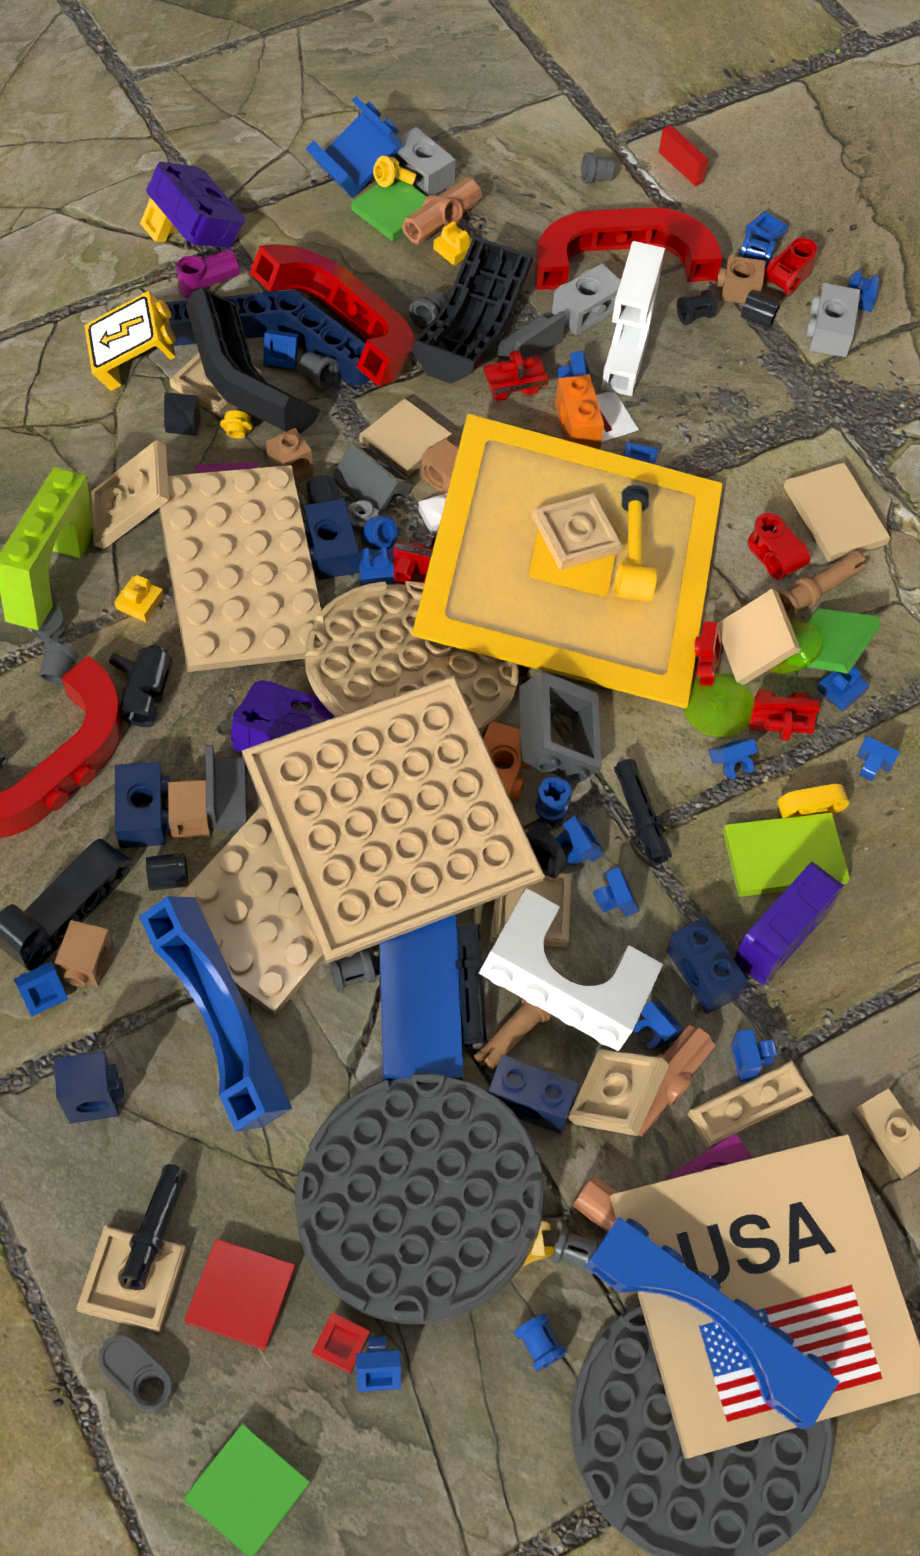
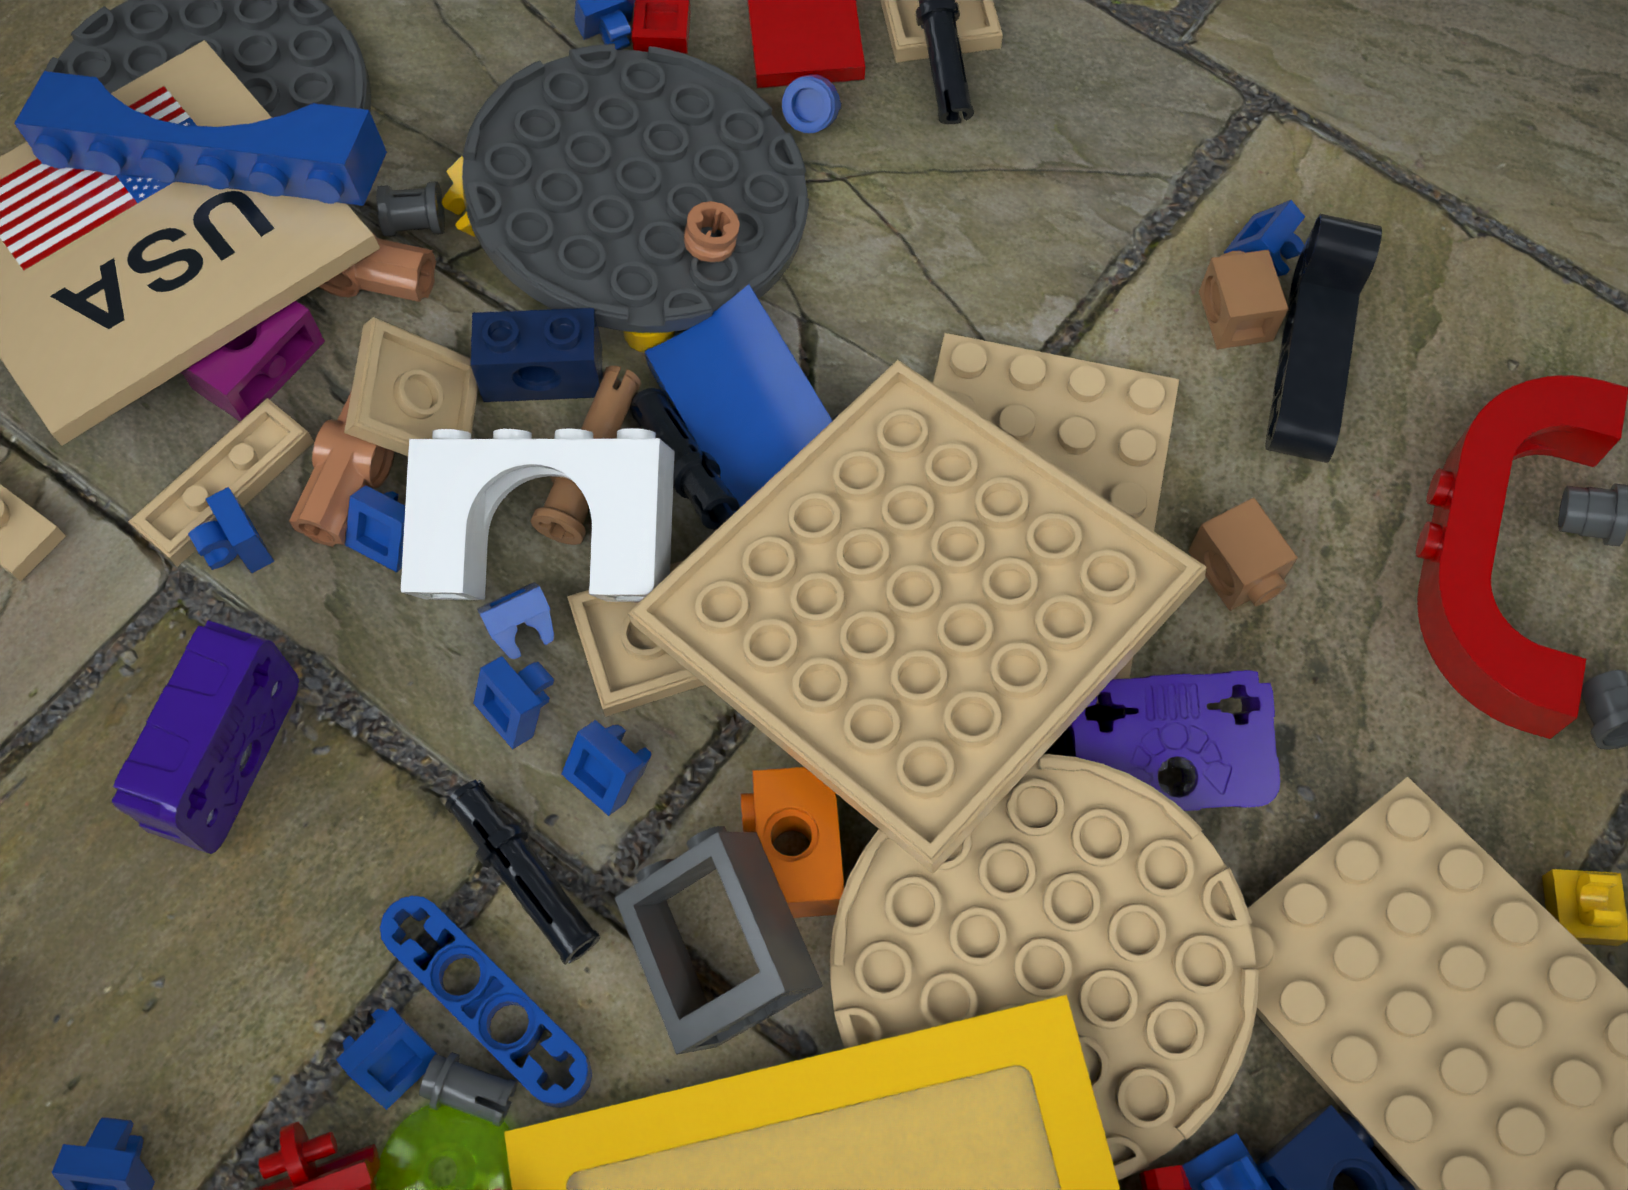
camera: 160 degrees right, 5 degrees up
(88, 1087) = (1119, 126): dark blue brick -> none
(133, 786) = (1318, 499): dark blue brick -> none
(145, 685) = (1454, 734): black piece -> none
(167, 871) = (1210, 453): black beam -> none
(225, 791) = (1223, 619): dark grey panel -> none
(246, 1075) = (920, 214): blue arch -> none
(268, 1221) = (811, 103): none -> blue tile
(379, 1116) = (718, 217): none -> nougat bush
(540, 1342) = (423, 103): blue bush -> none
(547, 851) = (655, 709): black slope -> none
(553, 799) = (687, 800): blue bush -> none
(601, 941) = (519, 606): none -> tile
(675, 765) = (480, 1004): none -> blue beam
(699, 728) = (467, 1089): none -> dark grey pin
(706, 965) = (334, 634): dark blue brick -> none
(776, 851) = (247, 905): lime tile -> none
(813, 801) = (214, 1017): yellow beam -> none

